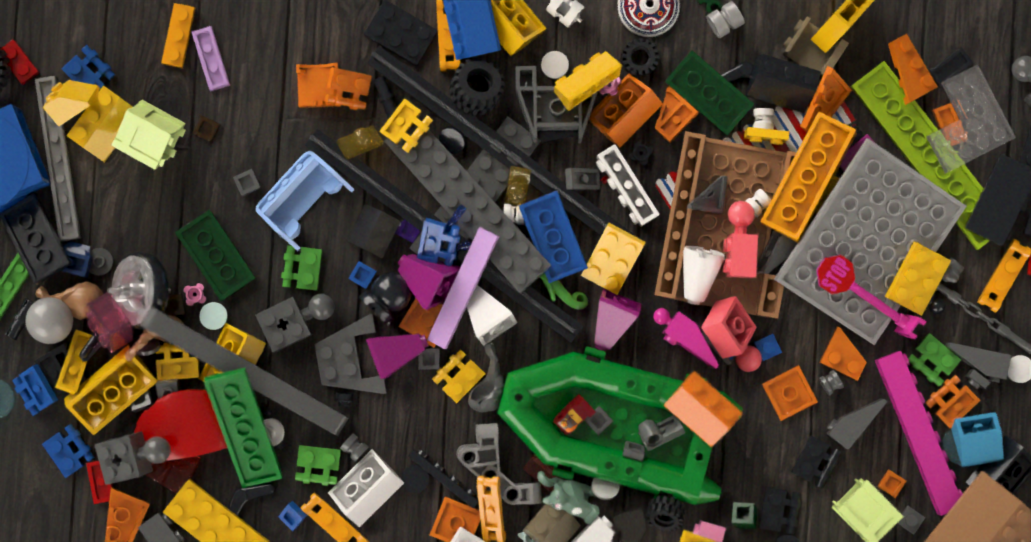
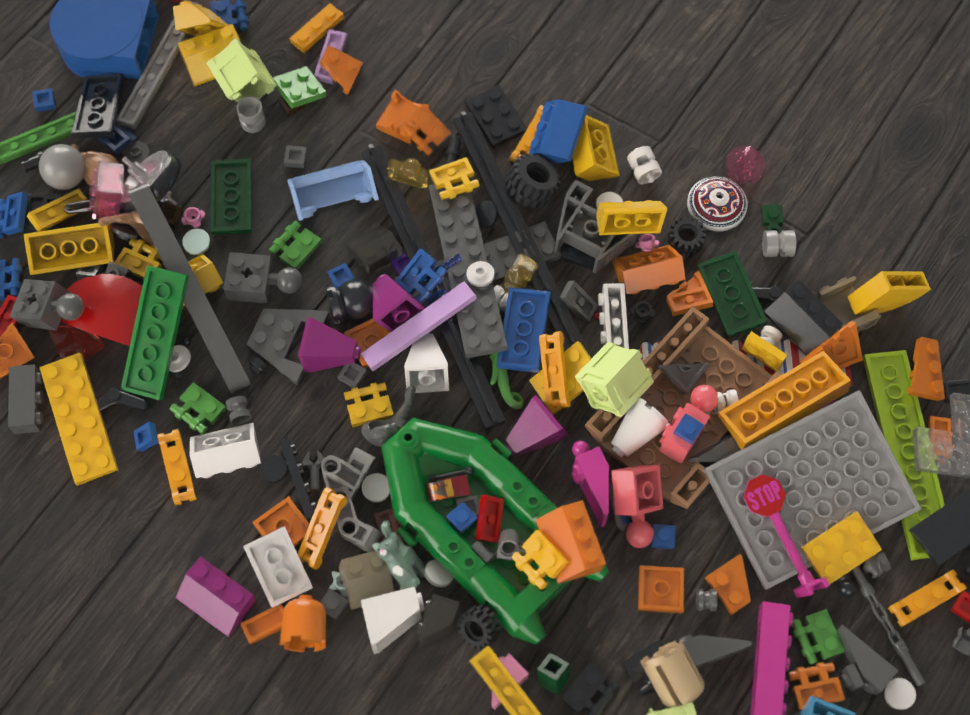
camera: 30 degrees right, 20 degrees down
(180, 165) = (251, 114): none -> light grey wheel
(205, 110) = (299, 87): none -> bright green plate
(229, 66) = (340, 67): none -> orange wing
(449, 459) = (314, 469): none -> dark grey bar
(487, 209) = (480, 274): none -> white piece
(510, 445) = (375, 487): none -> white piece
(556, 414) = (469, 471): none -> black hinge
(599, 434) = (462, 517): none -> blue plate
(601, 261) = (554, 370): none -> light orange plate
(622, 421) = (489, 519): none -> red plate
(660, 246) = (614, 379): none -> yellowish green container
(687, 431) = (544, 554): none -> yellow plate
(747, 258) = (688, 429): none -> blue plate
(840, 465) = (674, 675): none -> tan cylinder

